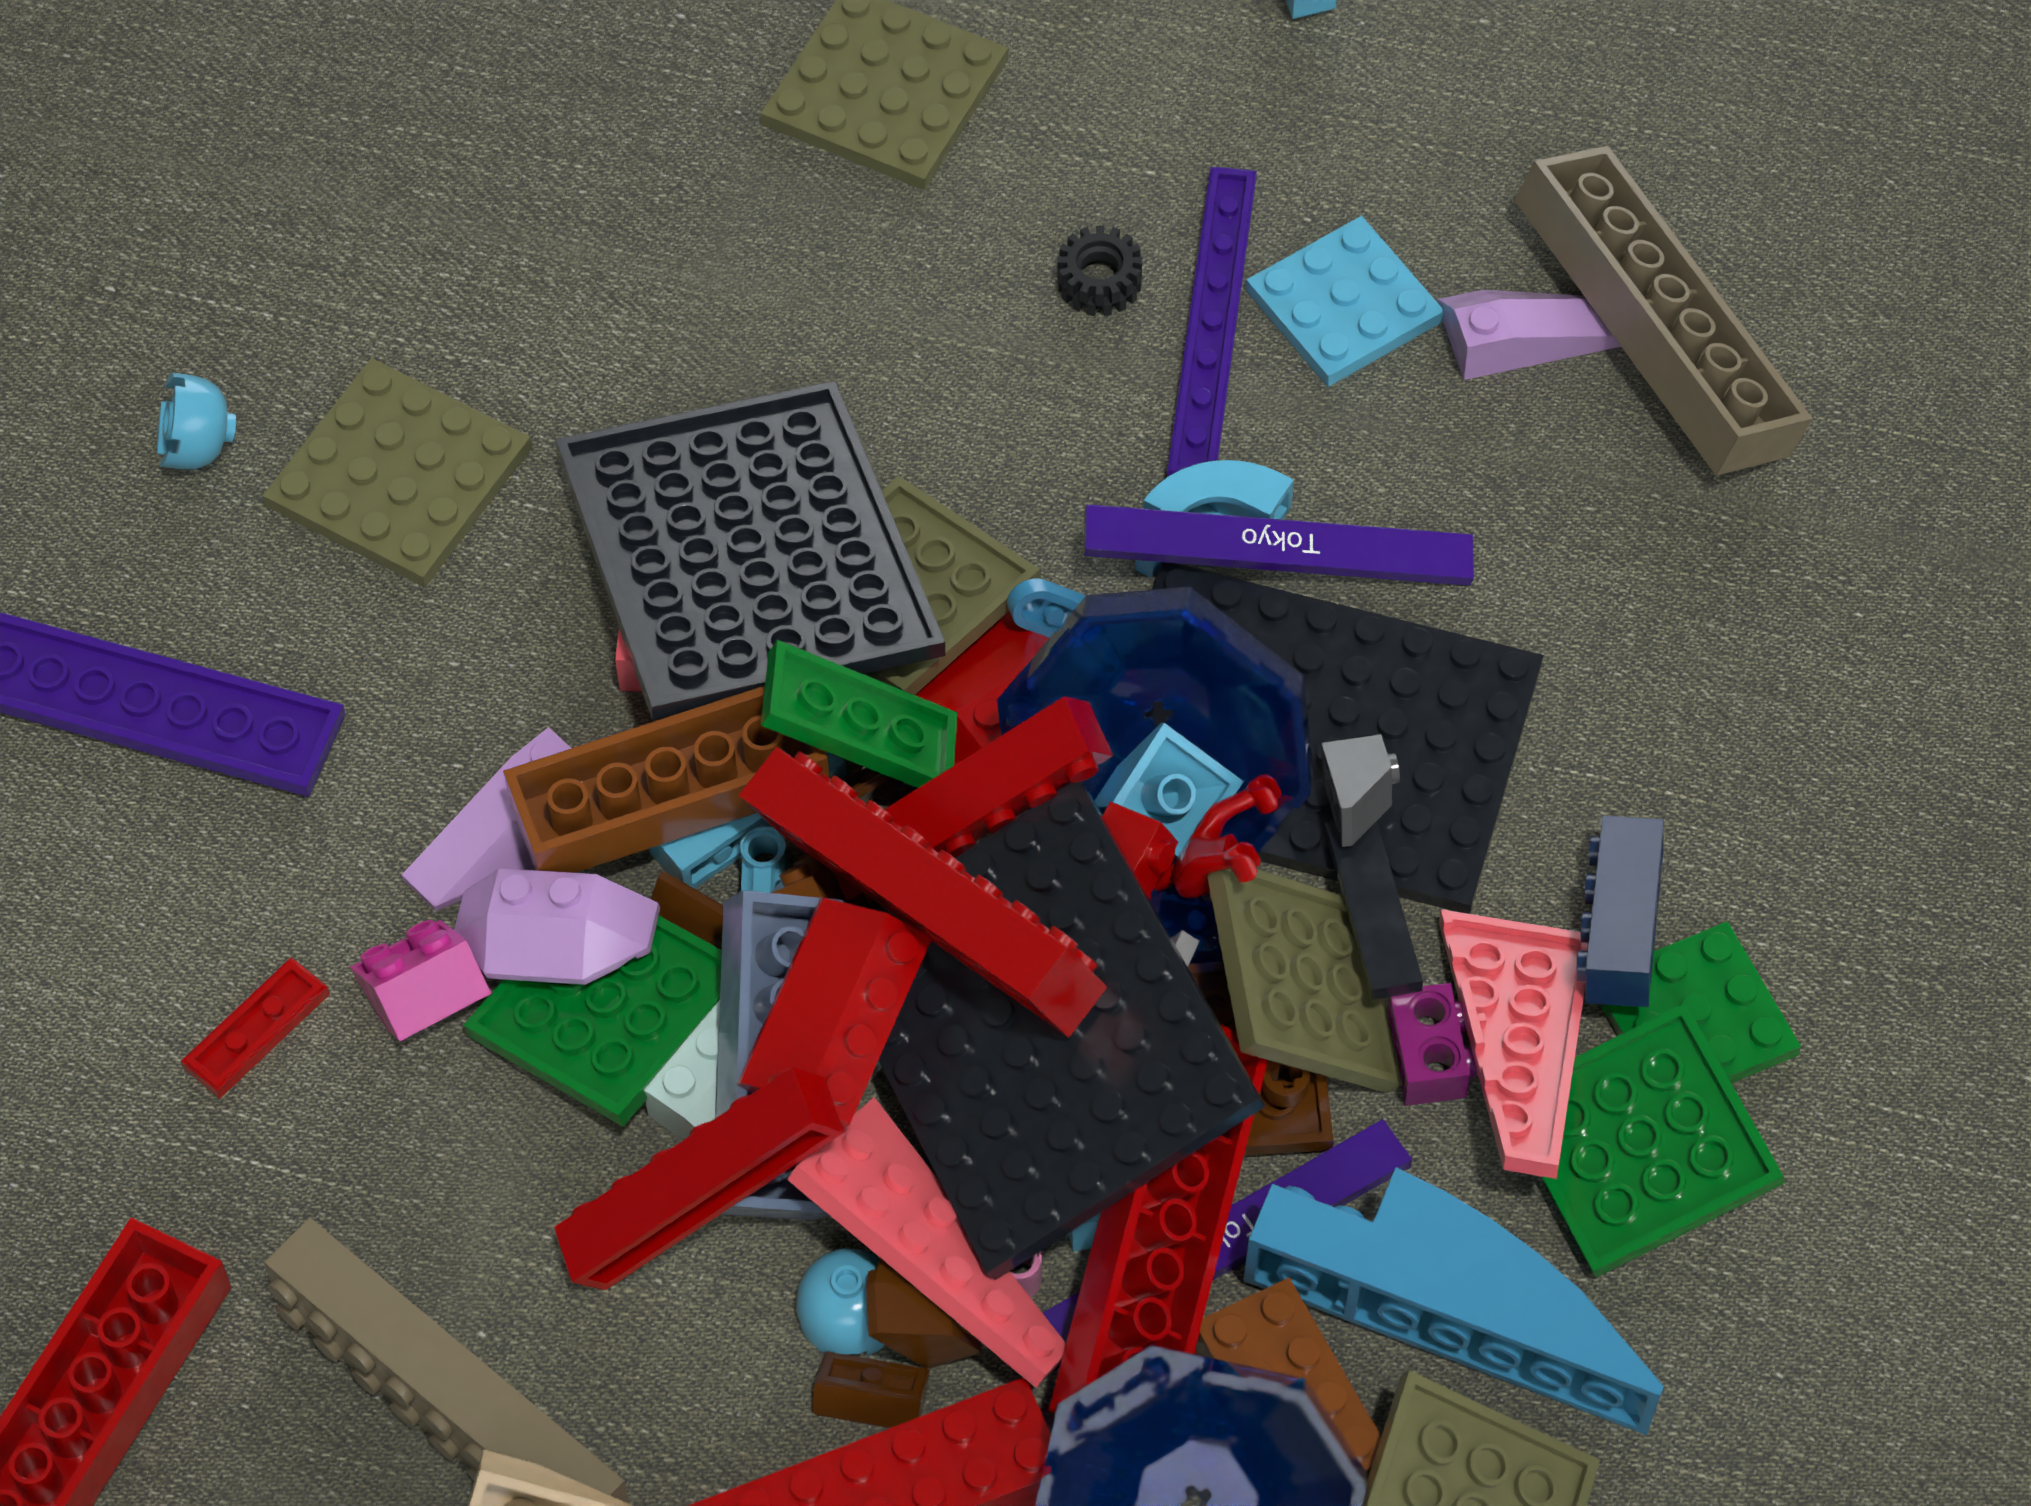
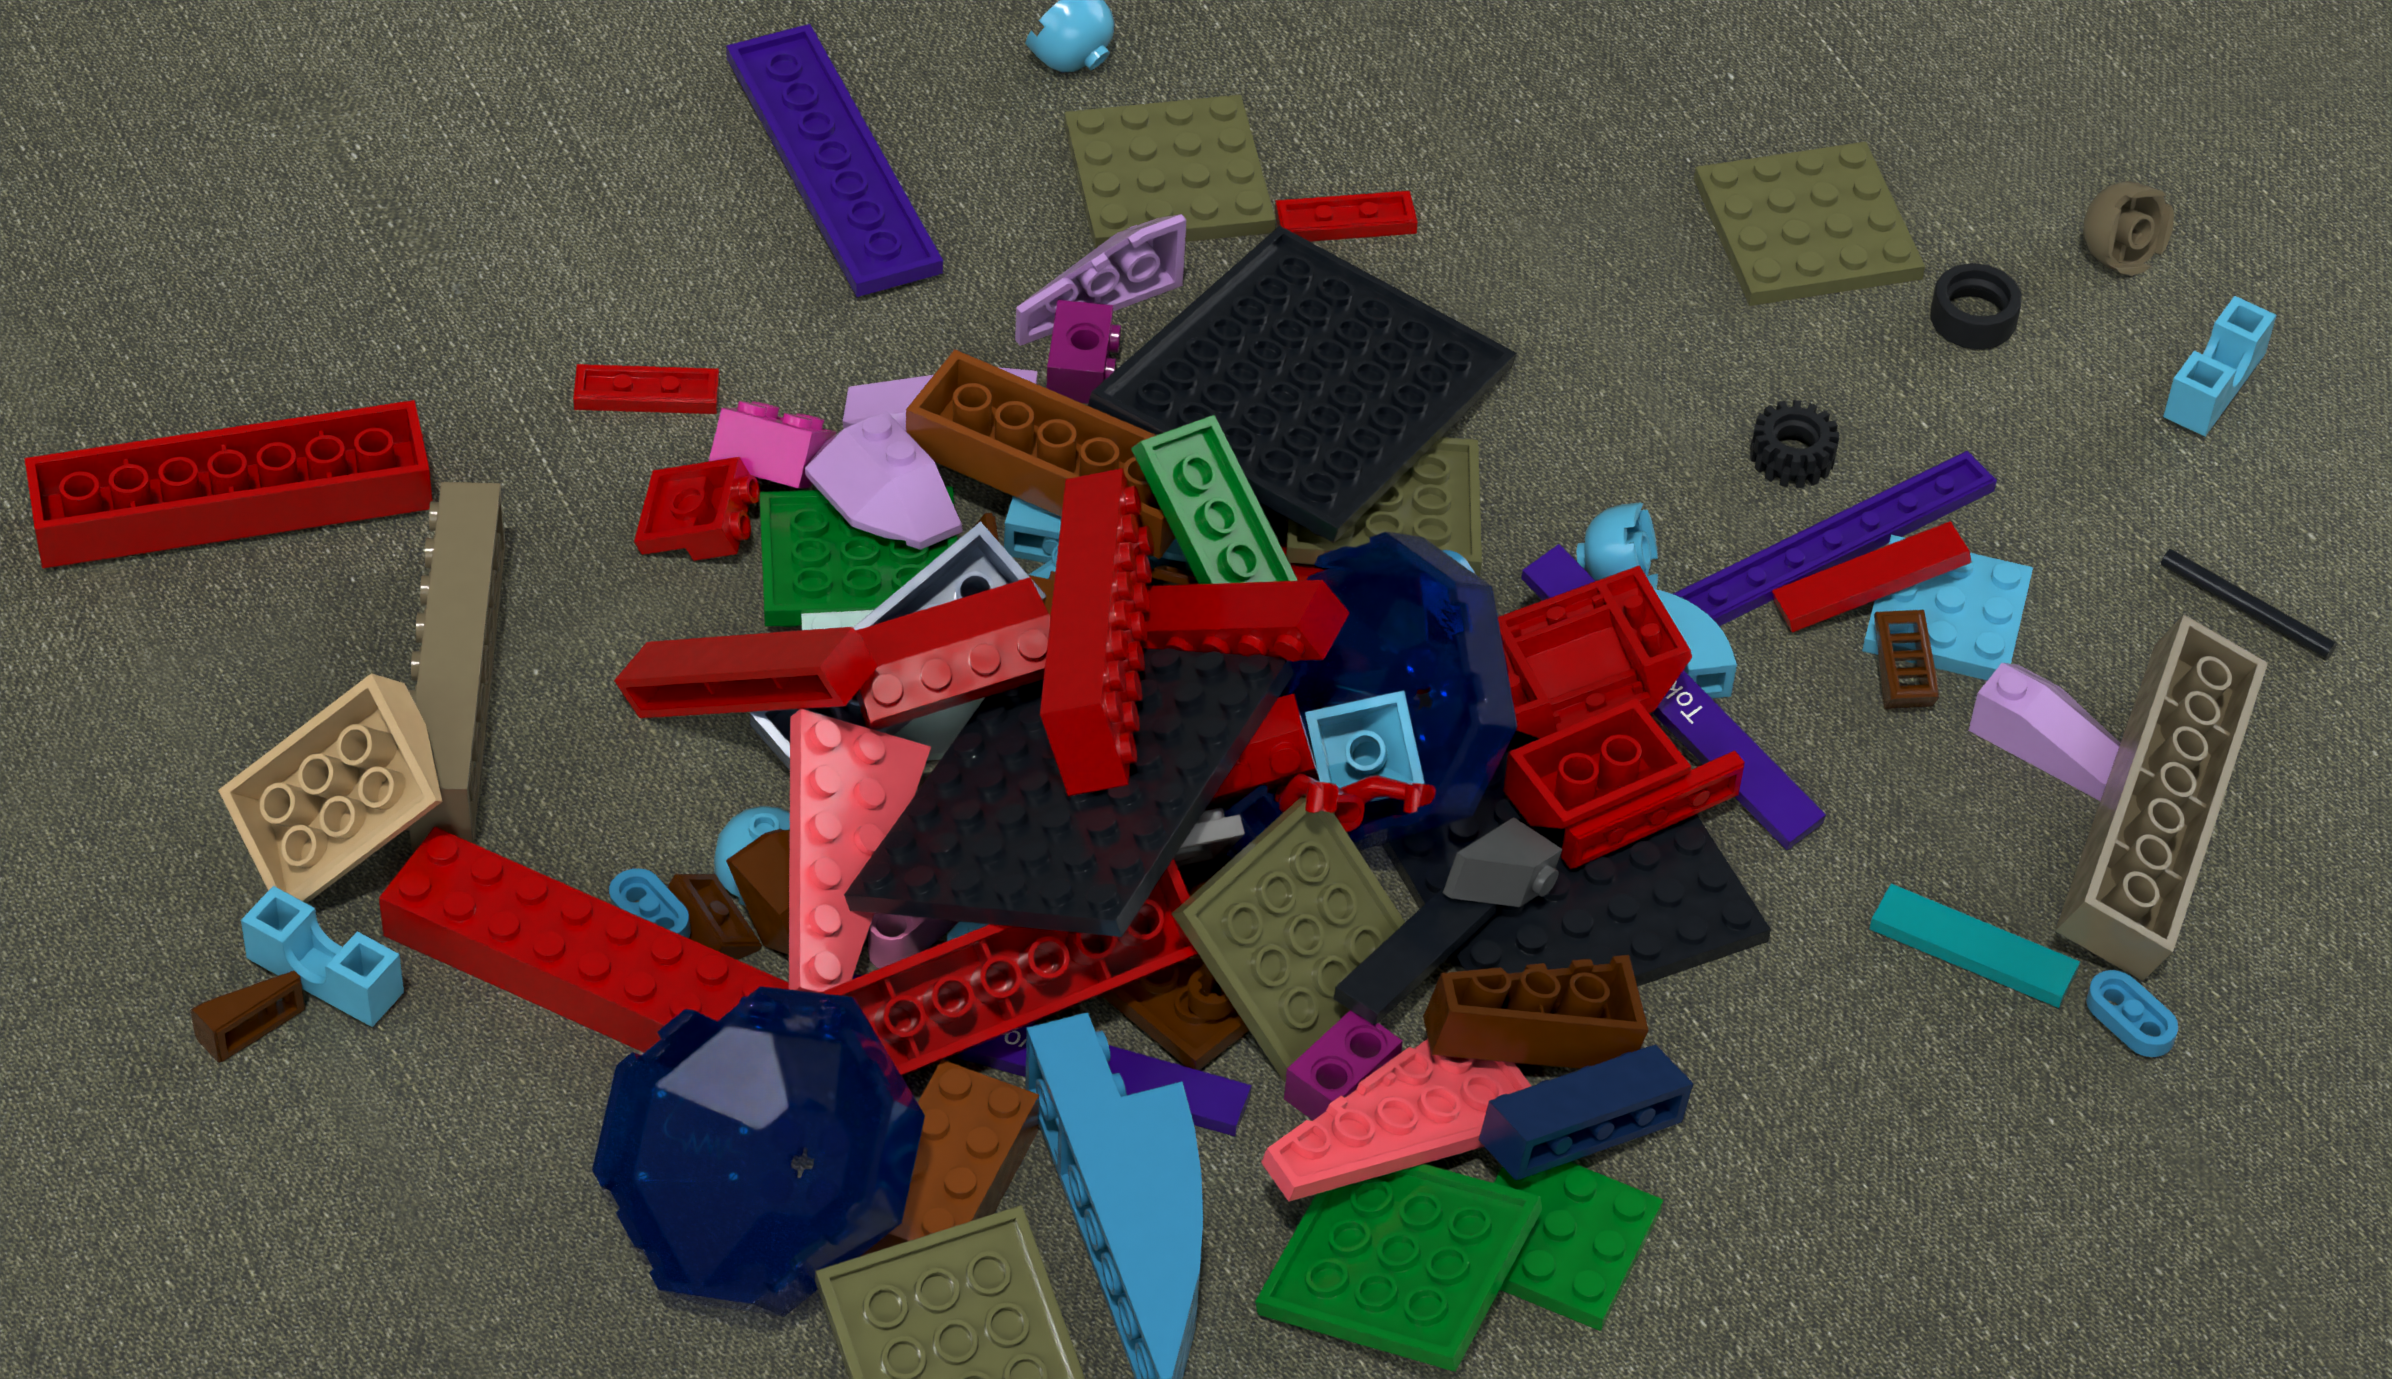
camera: 45 degrees right, 10 degrees down
(437, 1085) = (698, 509): none -> red plate
(483, 575) = (1116, 273): none -> lavender wedge
(551, 702) = (1081, 348): none -> magenta brick
(570, 385) = (1348, 216): none -> red tile
(830, 1423) = (656, 900): none -> dark azure plate
(1079, 19) = (1975, 330): none -> black tyre
(1105, 469) = (1619, 541): none -> medium azure cylinder
(1223, 543) = (1590, 652): none -> red slope
(1283, 325) = (1871, 576): none -> red tile
(1336, 643) = (1591, 766): none -> red slope
(1380, 387) = (1912, 695): none -> reddish brown slope
(1385, 642) = (1653, 810): none -> red tile
(1513, 111) = (2248, 603): none -> black bar
(1515, 868) = (1538, 1014): none -> reddish brown wedge
(1668, 536) = (1974, 945): none -> teal tile
(1818, 487) = (2135, 1014): none -> dark azure plate

